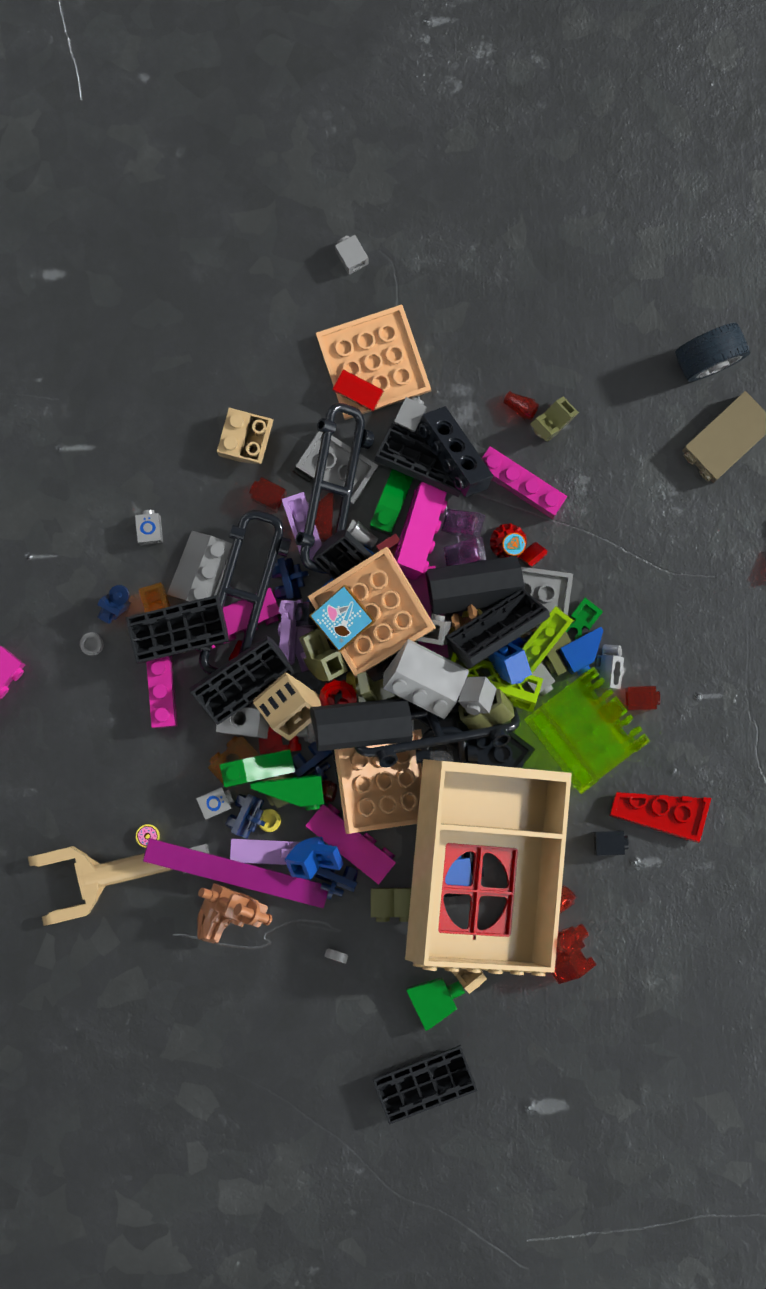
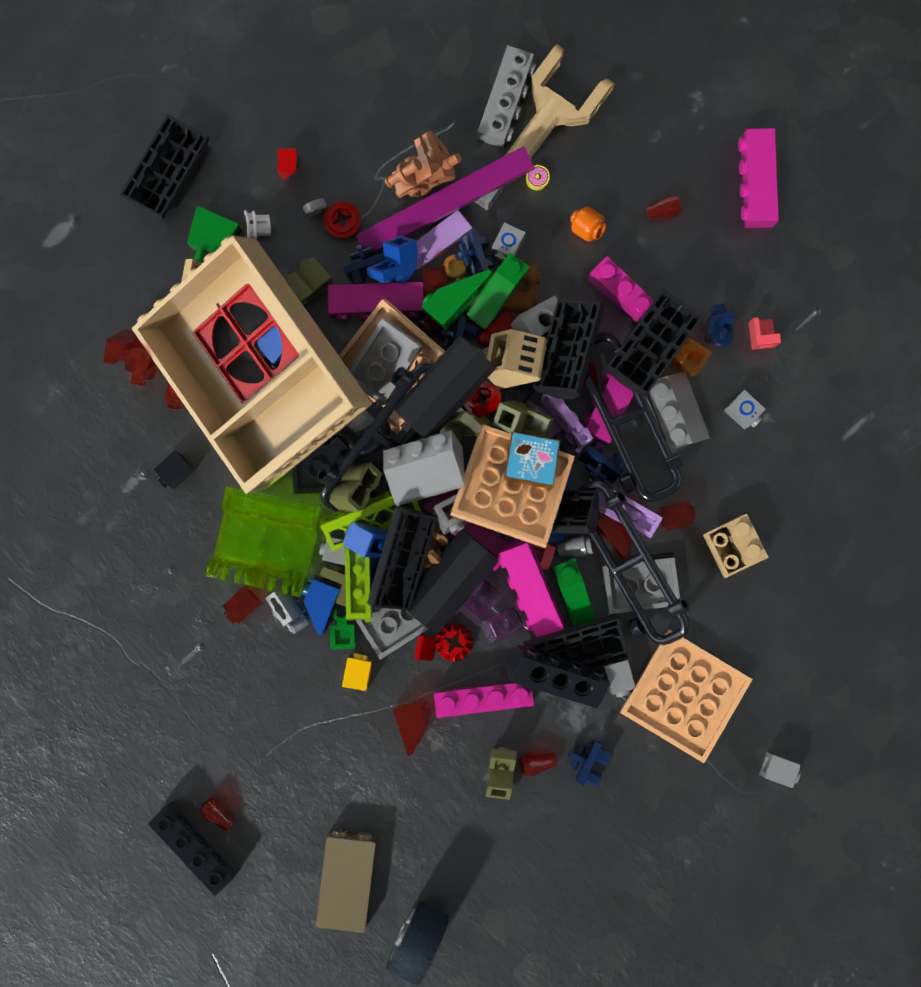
camera: 135 degrees right, 0 degrees up
(73, 729) = (665, 208): none -> clear red cone
(84, 573) = (763, 334): none -> coral panel
(91, 644) = (708, 285): light grey tile -> none
(118, 918) = (505, 97): none -> light grey brick
(142, 766) = (588, 224): none -> orange head
(295, 819) = (434, 279): none -> clear red brick
(328, 939) = (332, 216): none -> red gear
(328, 1008) = (287, 162): none -> red slope
(358, 390) = (678, 660): red tile -> none
(386, 789) = (381, 356): none -> light grey plate
(398, 980) = (256, 225): none -> white piece
(477, 695) = (371, 490): light grey brick -> none
(492, 368) = (586, 773): none -> dark blue hips
(514, 544) = (447, 642): tile -> none
(587, 509) = (412, 722): none -> clear red slope
(597, 578) = (357, 672): none -> yellow brick
(668, 814) = (147, 531): red wing -> none

